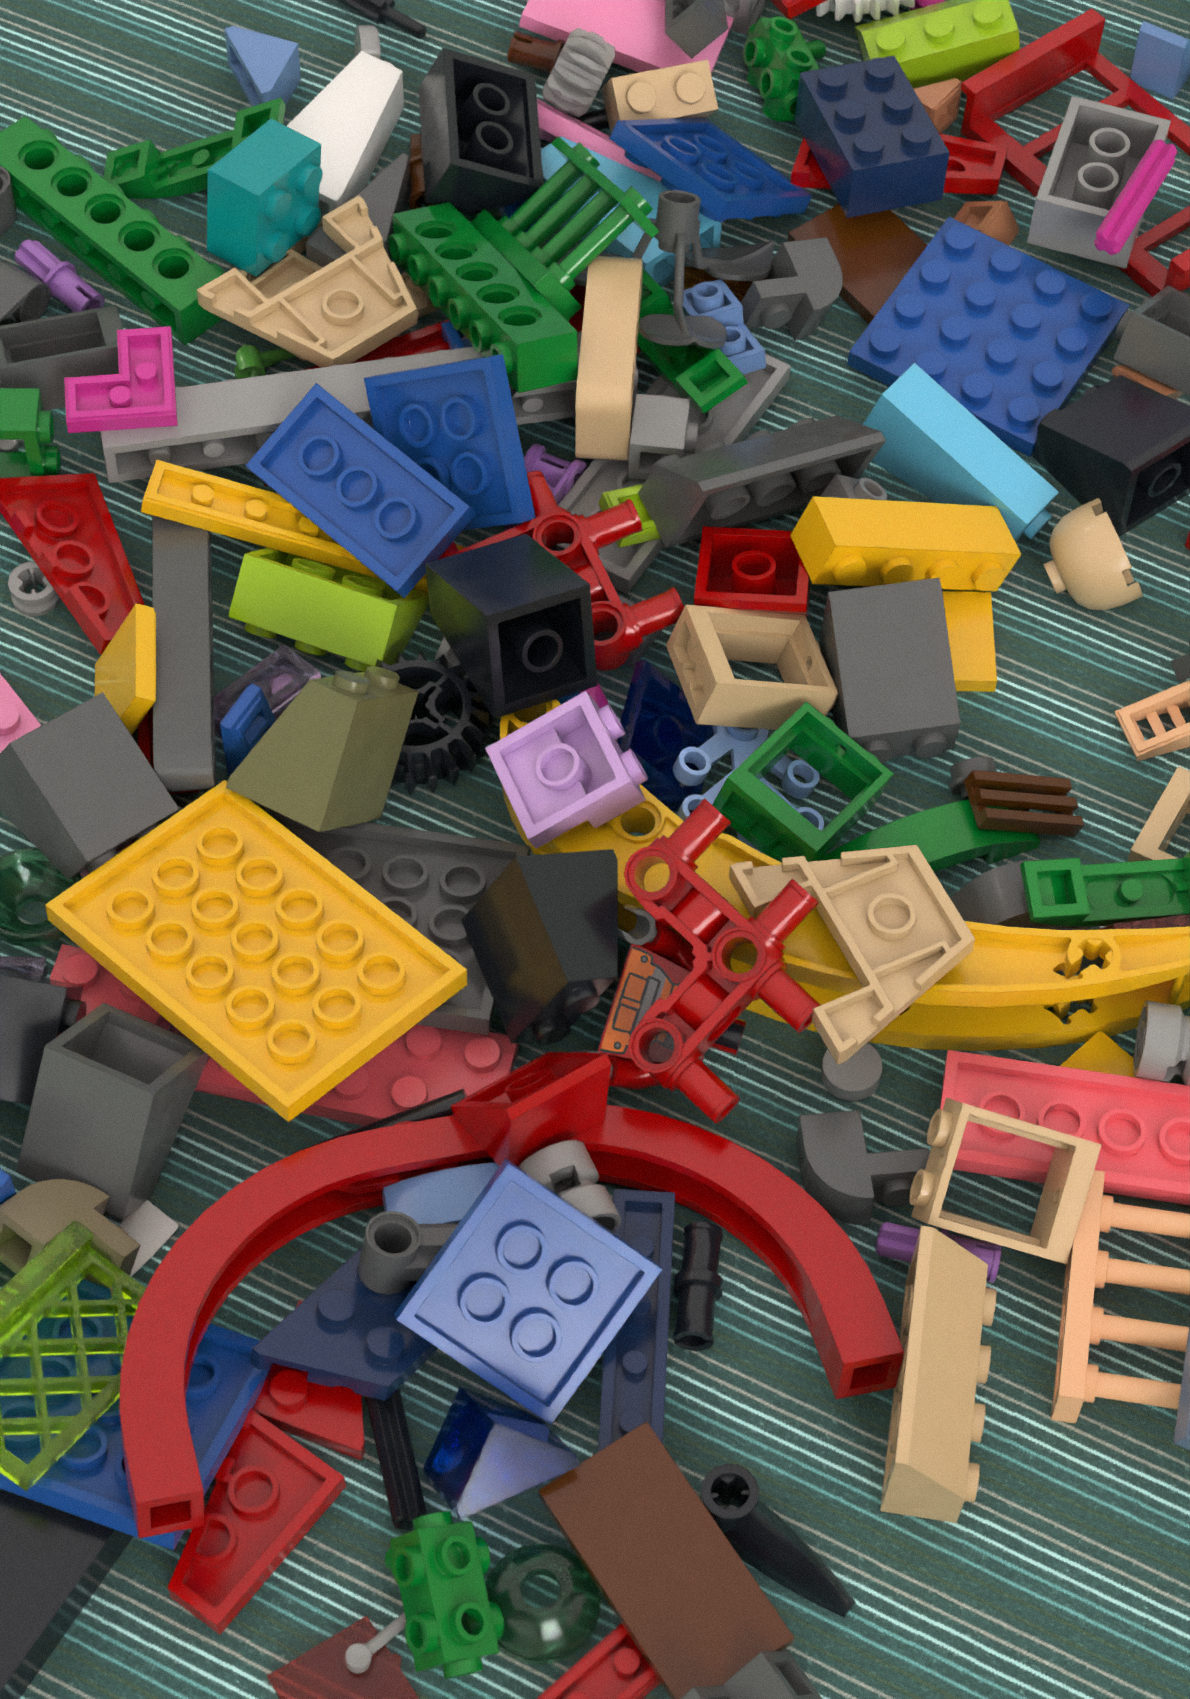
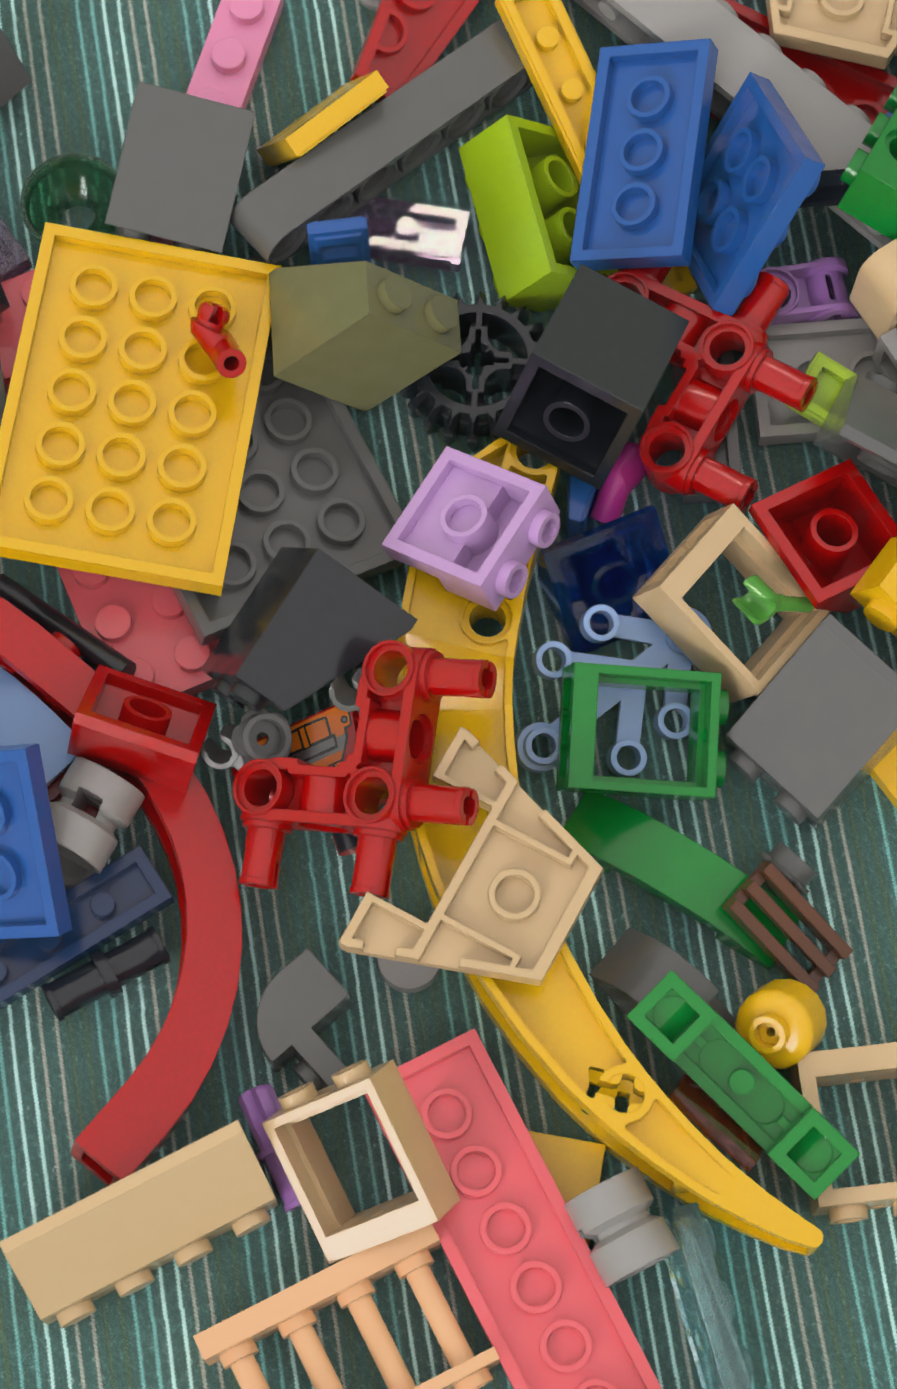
camera: 55 degrees right, 15 degrees up
(266, 849) = (216, 341): none -> red arm
(610, 1026) = (272, 725): none -> dark grey plate
(774, 636) = (763, 602): none -> bright green hand
(1089, 832) = (782, 1021): none -> yellow head

